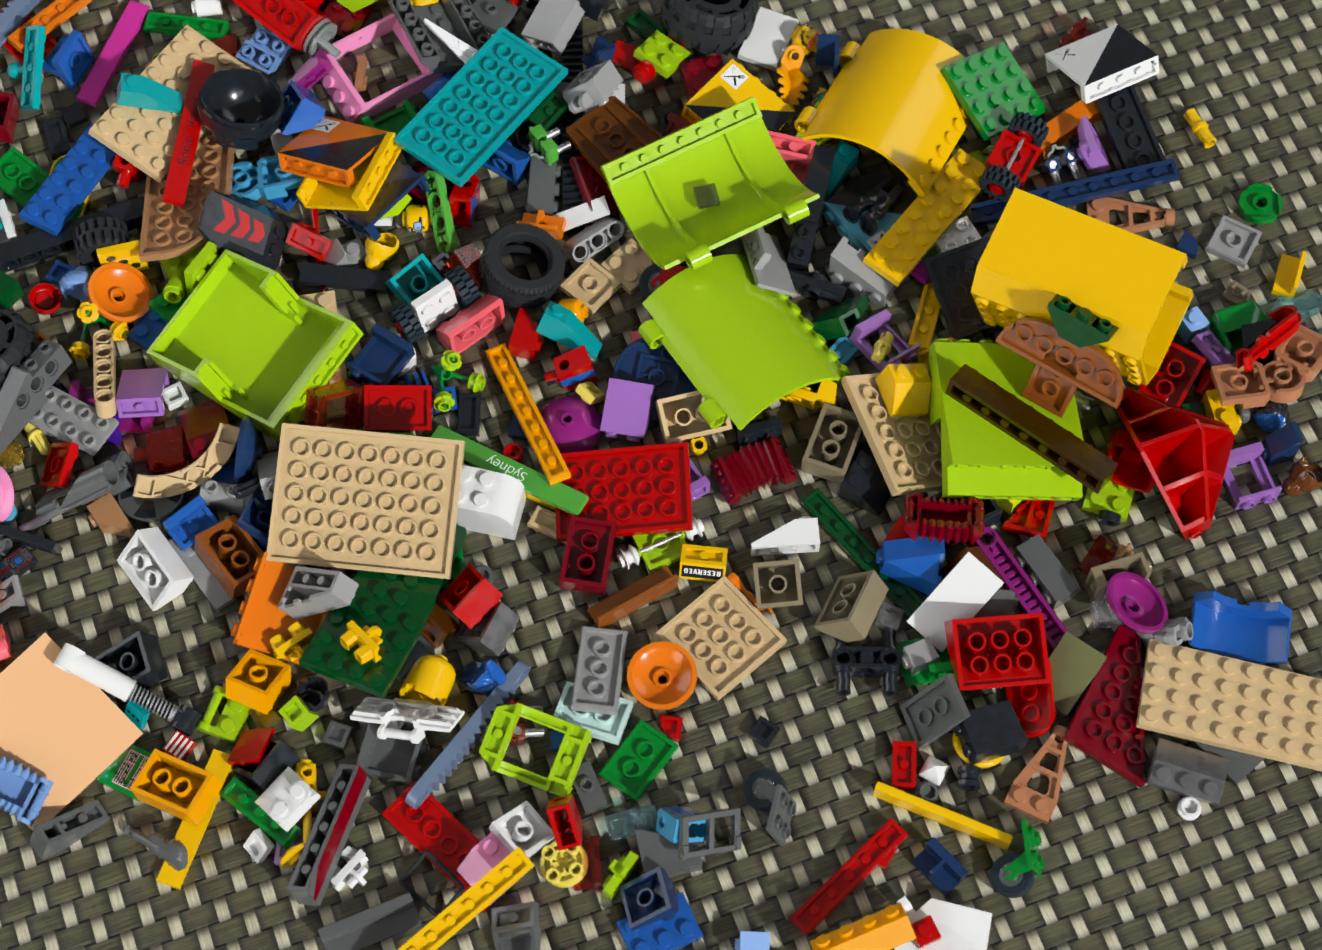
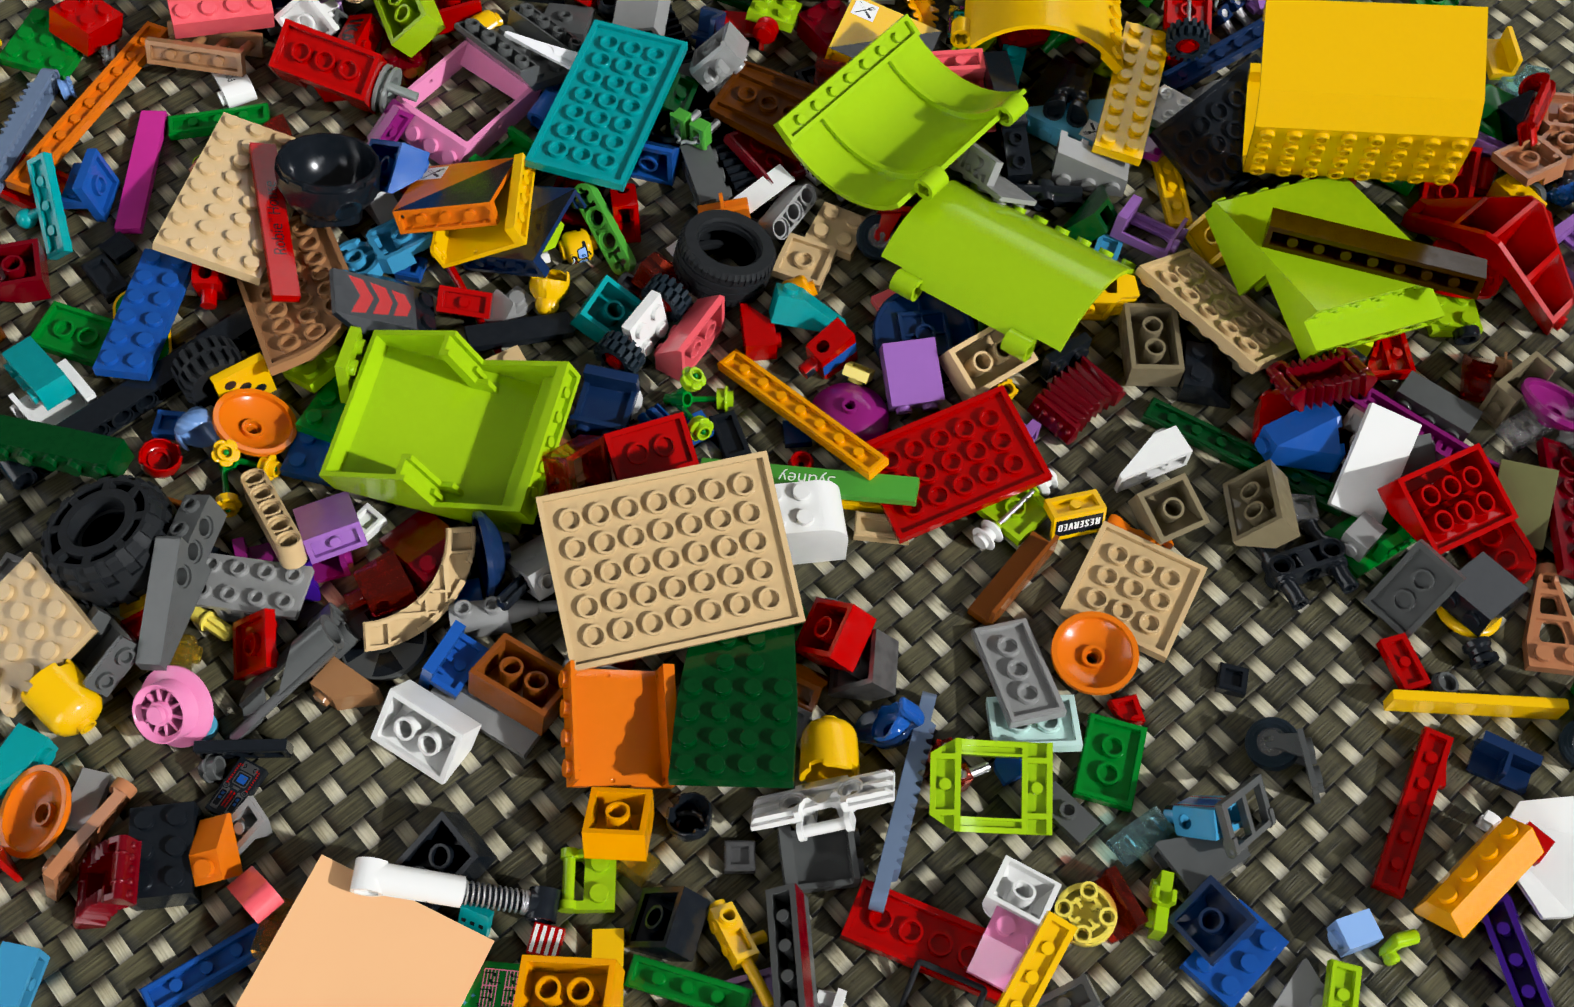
camera: 25 degrees left, 5 degrees down
(147, 94) = (205, 187): teal slope -> none
(175, 288) = (324, 397): lime cone -> none
(251, 746) = (641, 908): red piece -> none
(256, 519) = (541, 628): dark blue slope -> none
(264, 51) = (324, 117): medium blue slope -> none
(287, 799) = (721, 957): white slope -> none
(291, 648) = (648, 751): yellow hips -> none
(298, 714) = (684, 846): lime panel -> none
(316, 591) = (652, 687): light grey wedge -> none
(359, 77) = (447, 117): nougat plate -> none
(366, 638) = (743, 723): yellow hips -> none
(562, 817) = (1068, 852): red torso -> none
(588, 555) = (946, 546): dark red slope -> none
(706, 196) = (898, 128): clear smoke tile -> none
(882, 347) = (1150, 232): light yellow axle -> none
(905, 389) = (1202, 262): yellow slope -> none
(934, 770) = (1435, 658): white slope -> none
(1061, 366) = (1380, 171): dark orange plate -> none
(1078, 323) = (1404, 115): dark green slope -> none

